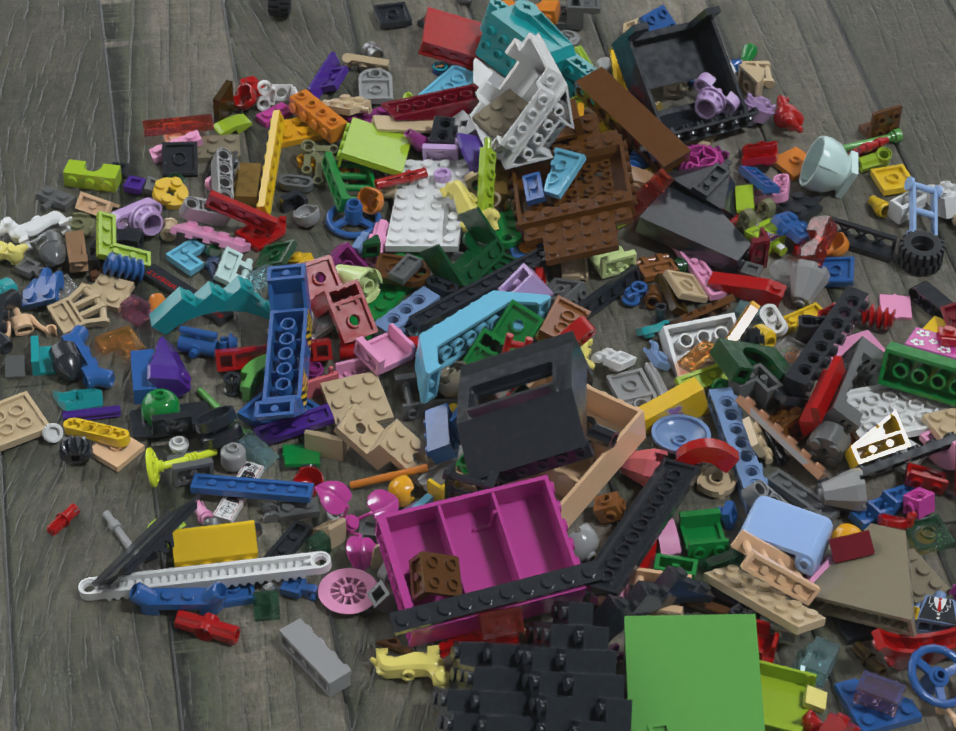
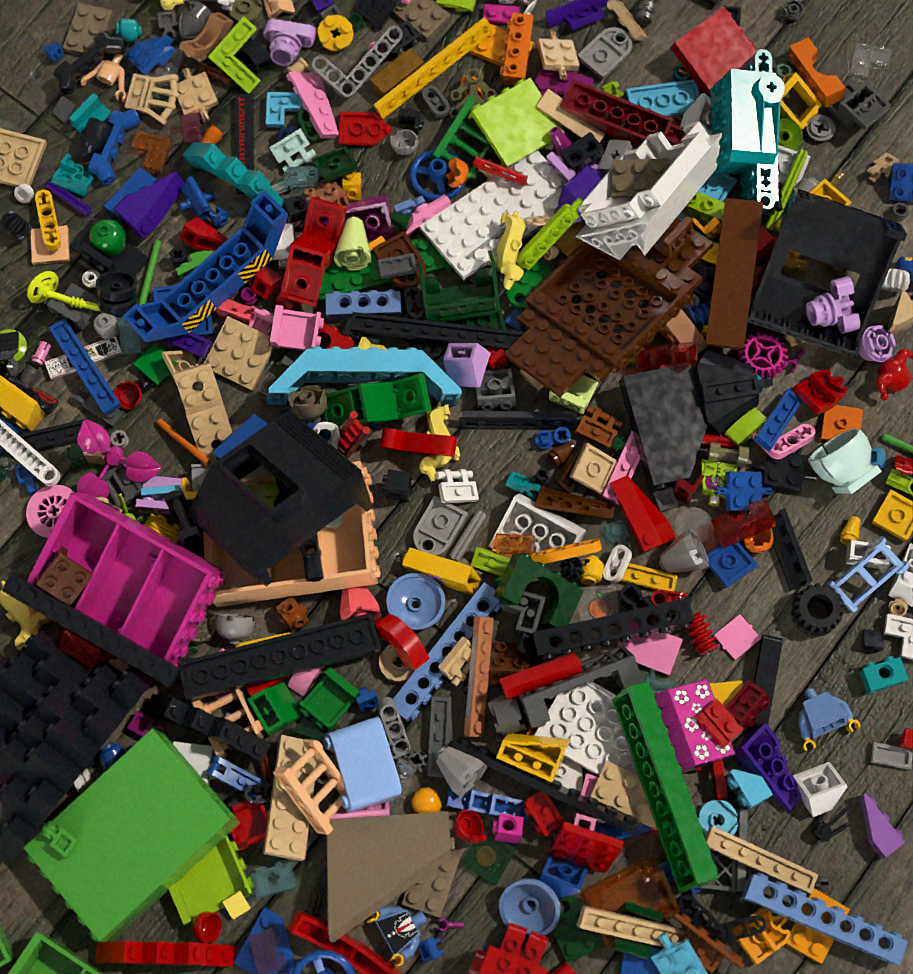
camera: 50 degrees right, 30 degrees up
(125, 266) = (220, 82): blue piece -> none
(241, 212) = (346, 96): red plate -> none
(401, 488) = (173, 462): light orange hair -> none
(442, 175) = (535, 195): lavender tile -> none
(533, 188) = (576, 275): blue plate -> none
(561, 316) = (452, 418): dark orange wing -> none
(563, 171) = (614, 280): medium azure wing -> none
(657, 358) = (491, 515): medium blue plate -> none
(851, 546) = (400, 819): dark red panel -> none

